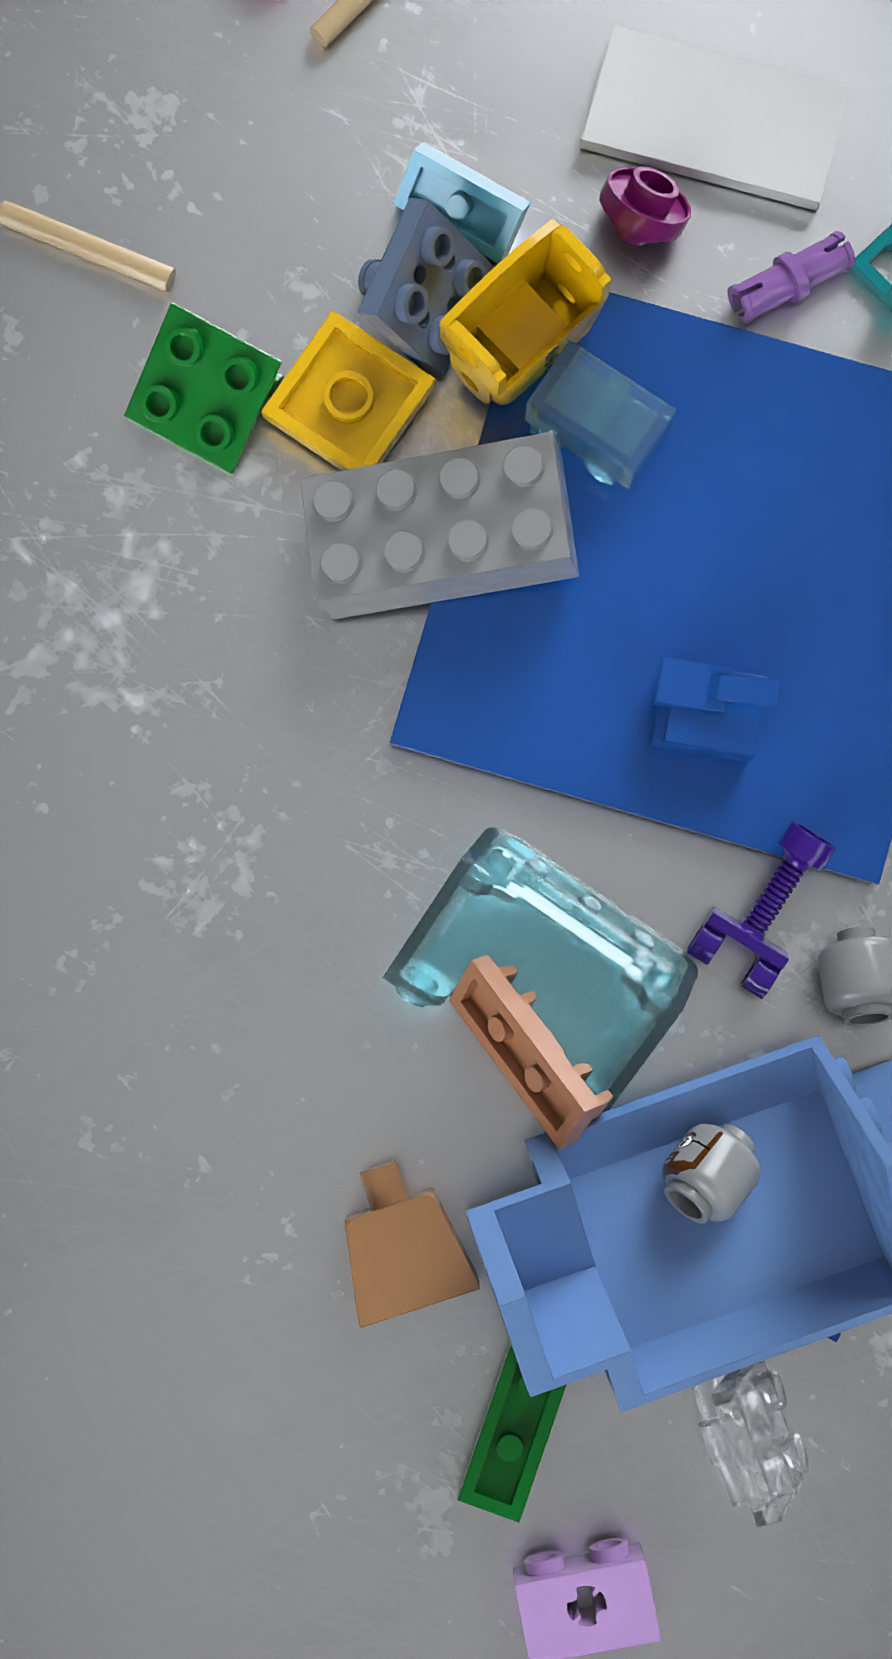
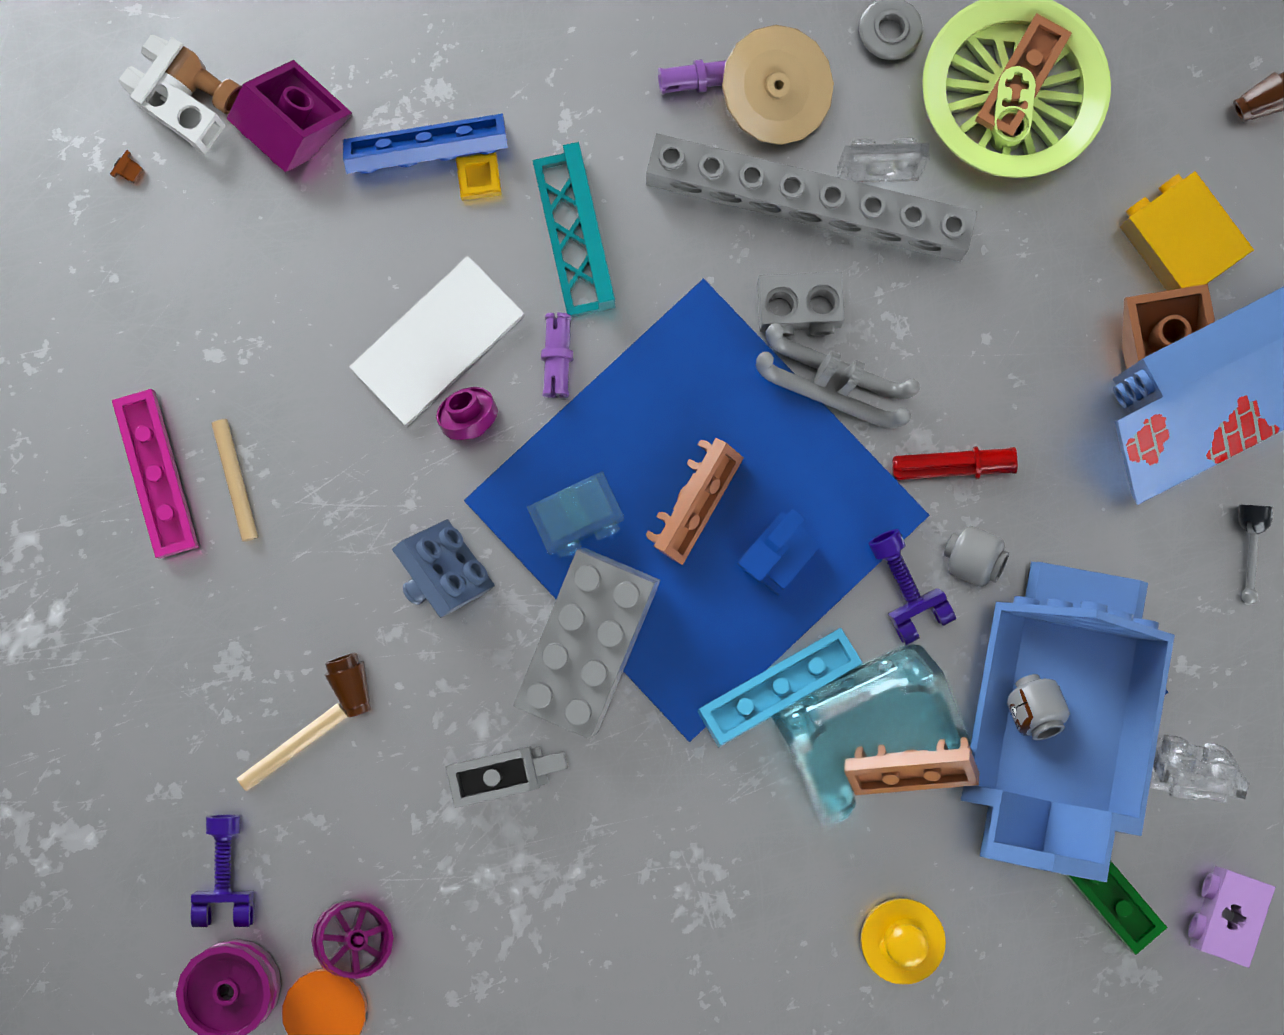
camera: 65 degrees left, 0 degrees up
(202, 519) = (501, 775): none -> light grey hinge
(203, 388) = (420, 729): green hinge -> none
(207, 265) = (349, 683): none -> reddish brown cone
(293, 1175) = (903, 941): none -> yellow plate
(348, 396) = (476, 648): yellow plate -> none
(403, 1250) = (981, 903): medium nougat torso -> none
(471, 202) = (401, 516): medium azure plate -> none
(524, 314) = (499, 524): yellow piece -> none
(531, 816) = (779, 687): none -> medium azure plate
(713, 561) = (696, 500): none -> nougat plate

